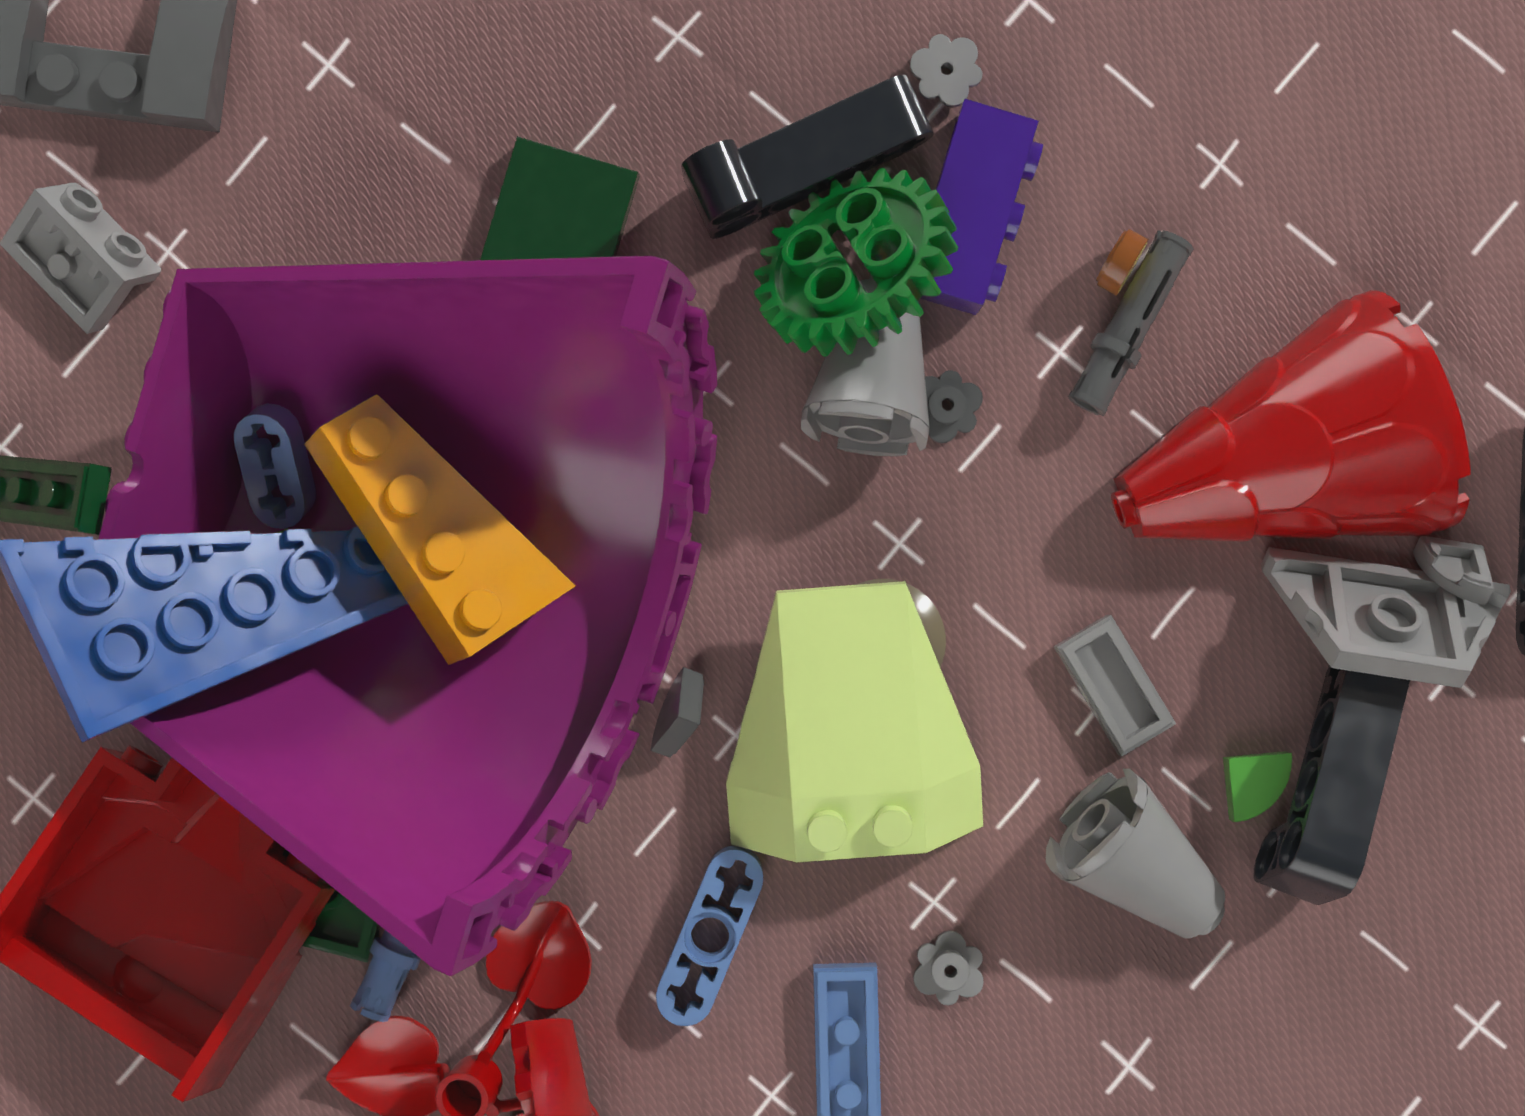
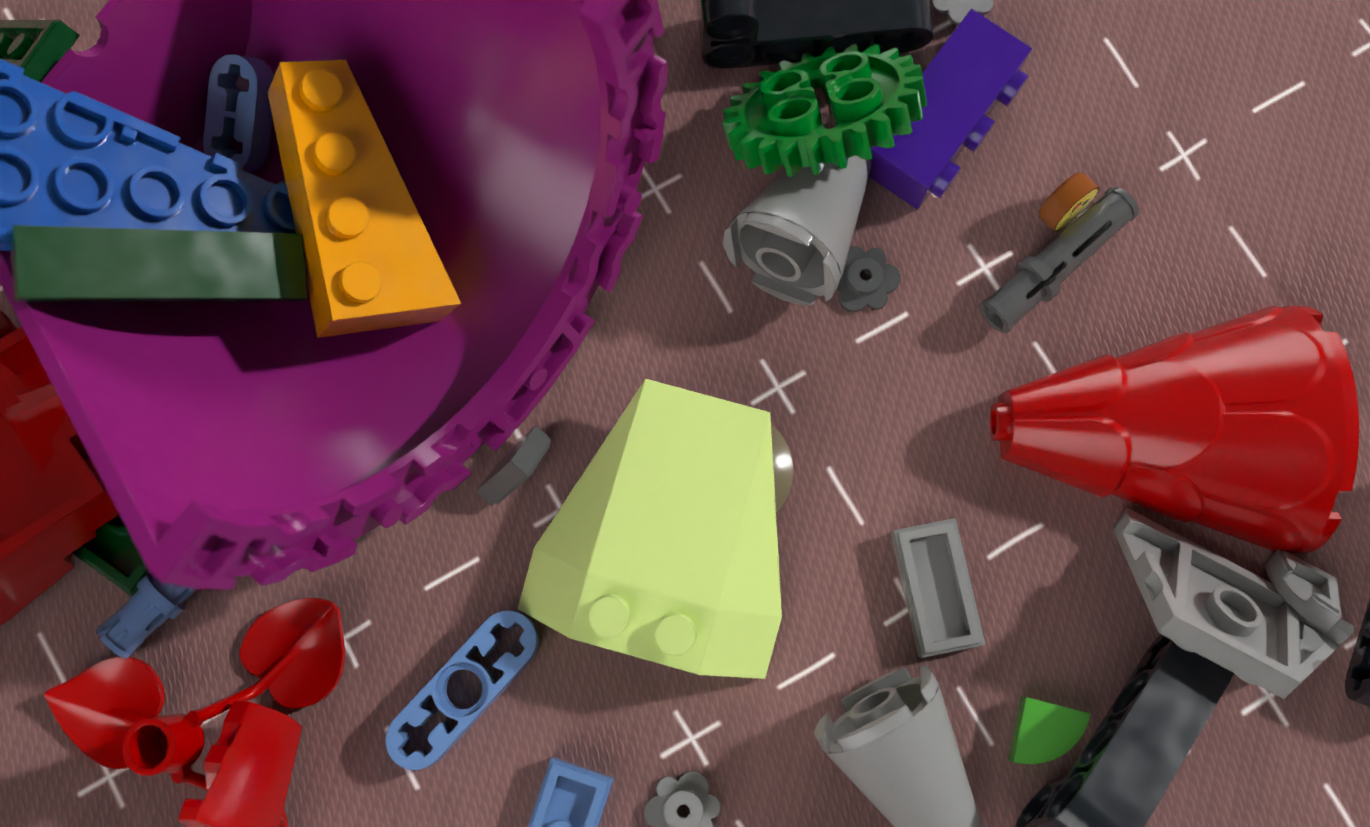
camera: 20 degrees right, 10 degrees down
(289, 669) = (155, 265): none -> dark green tile

